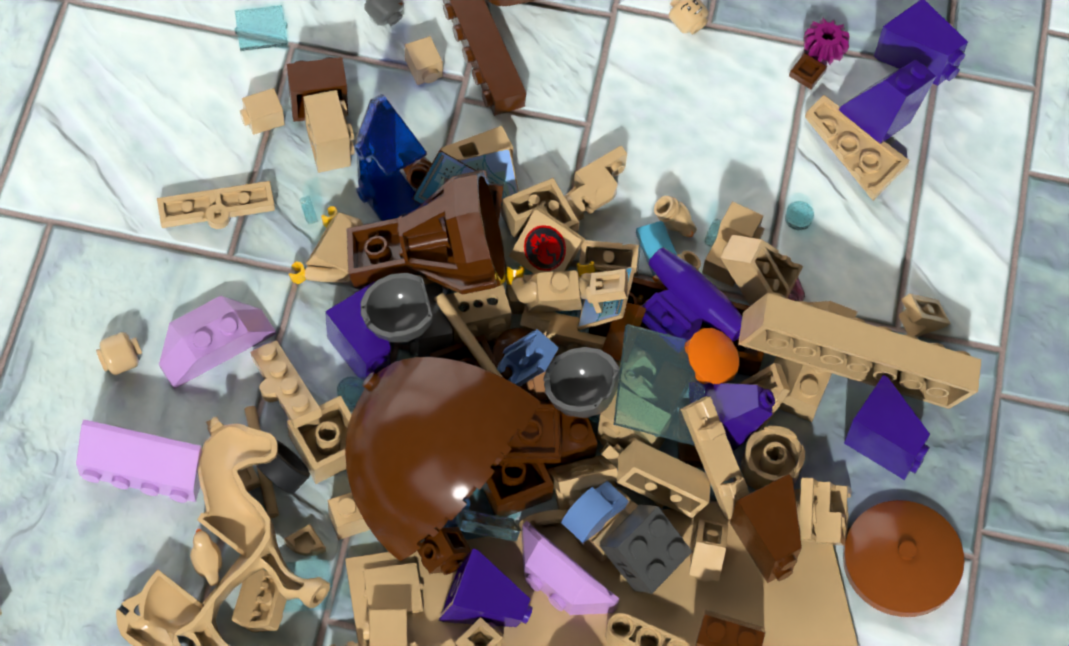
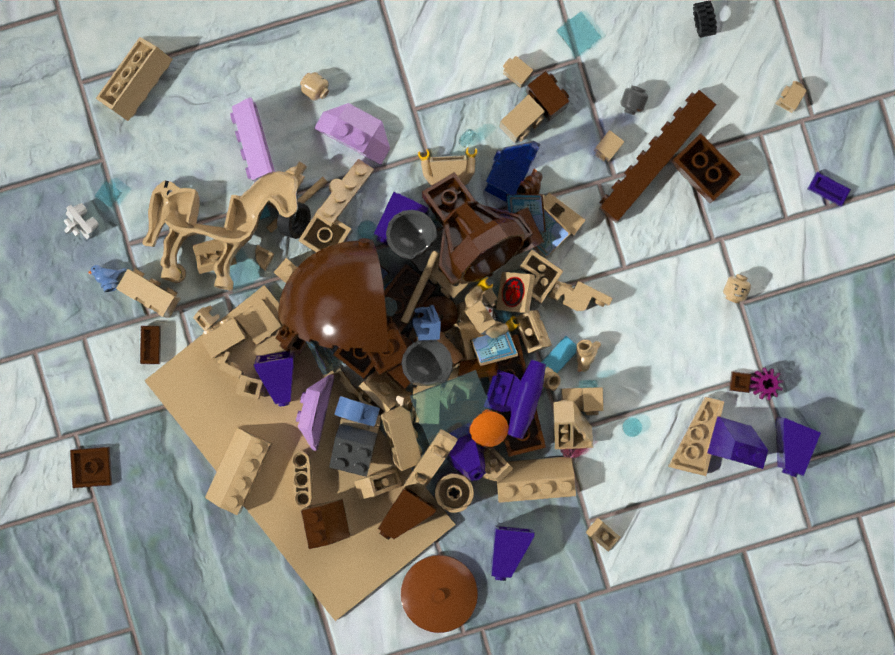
camera: 70 degrees right, 25 degrees up
(206, 557) = (218, 211): tan animal -> none
(215, 205) = (439, 82): tan hinge -> none
(607, 287) = (494, 347): tan bracket -> none
(823, 512) = (435, 538): tan slope -> none
(859, 350) = (541, 512): tan brick -> none

